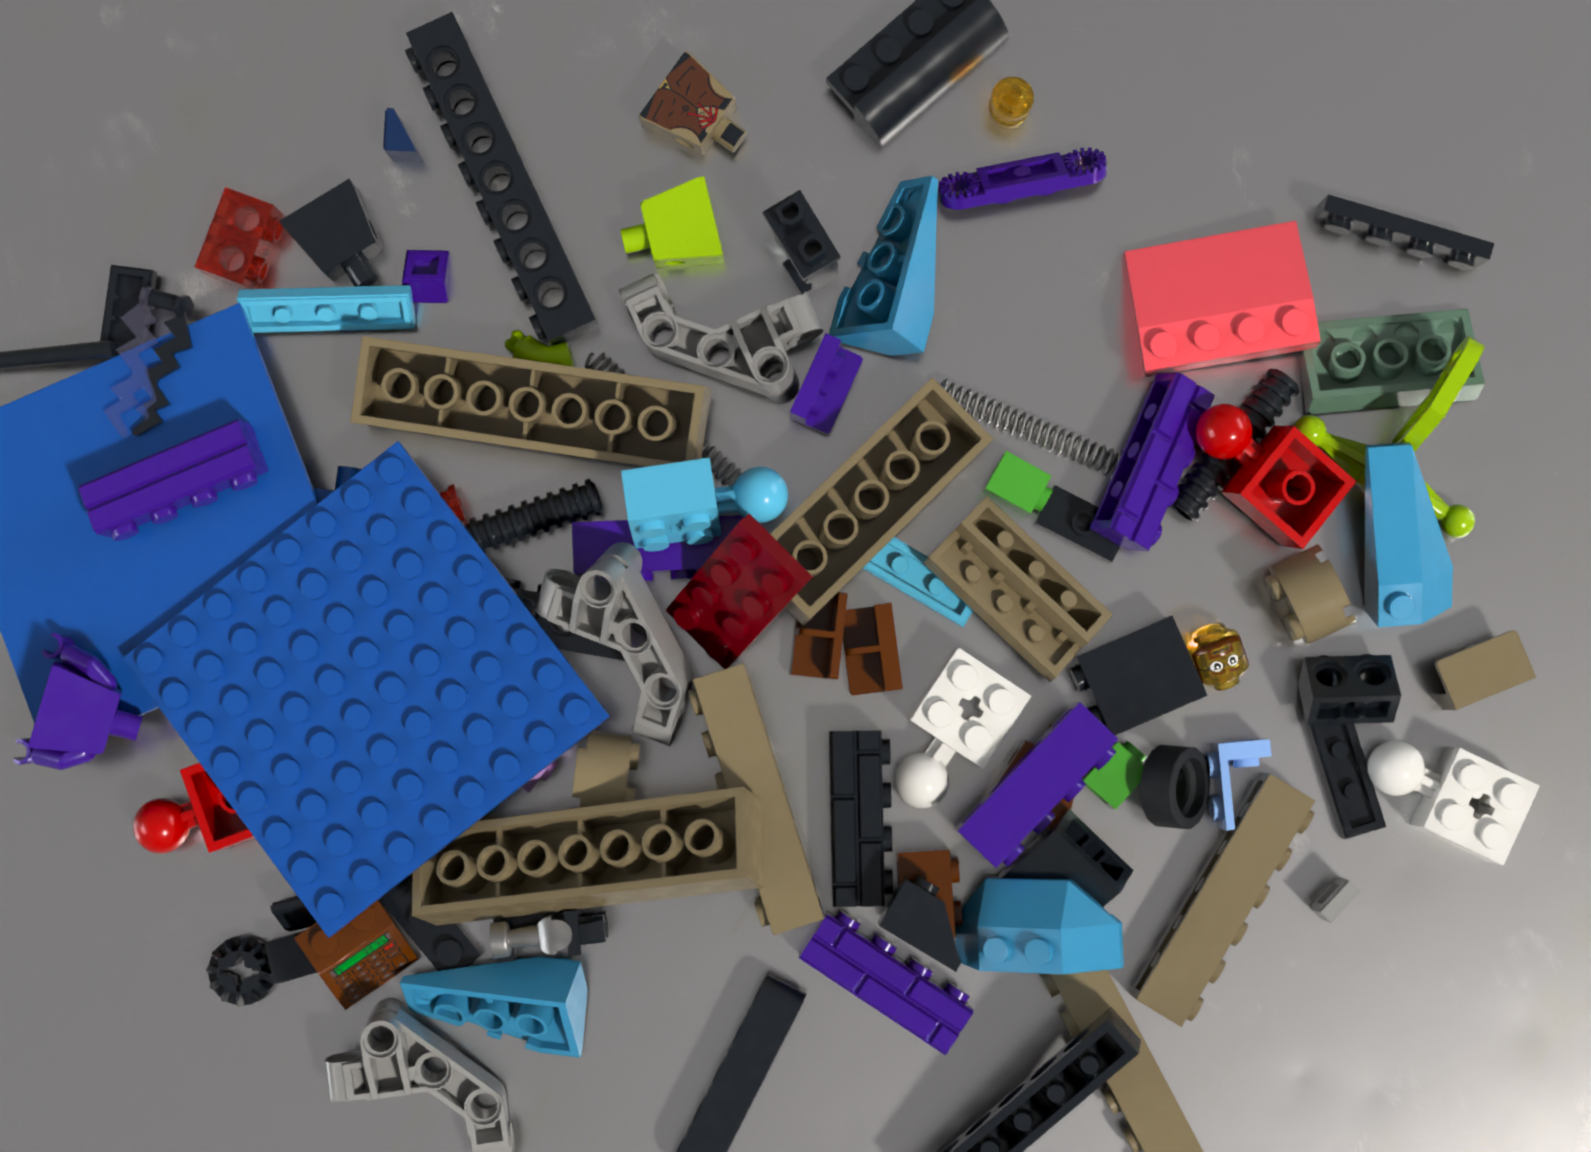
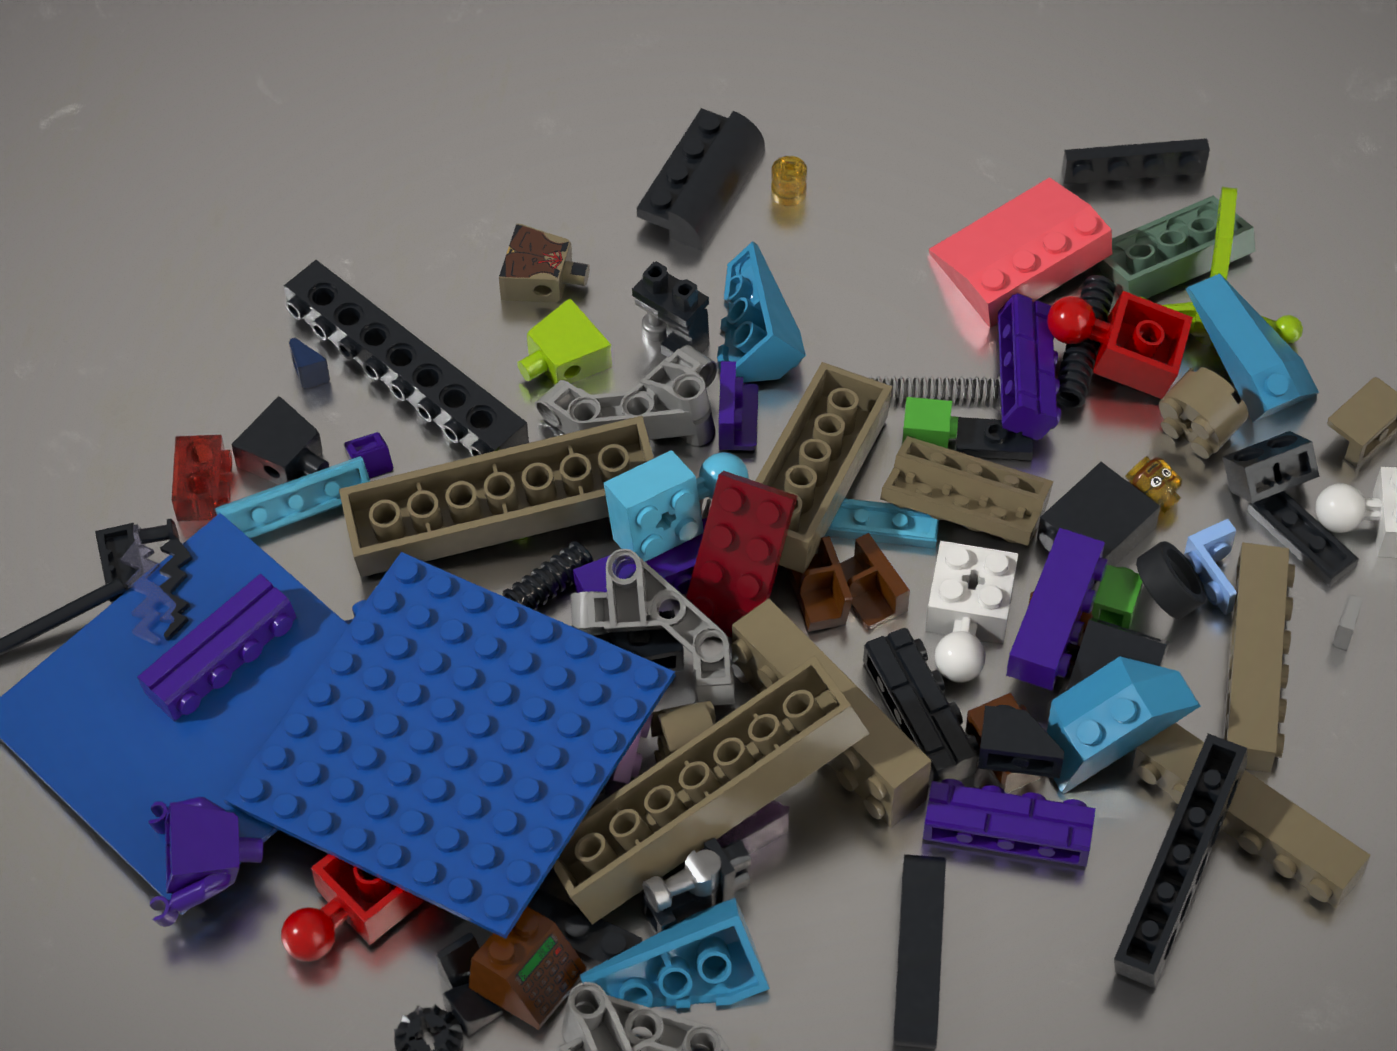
camera: 25 degrees left, 30 degrees down
(1022, 179) = (836, 221): dark purple plate -> none

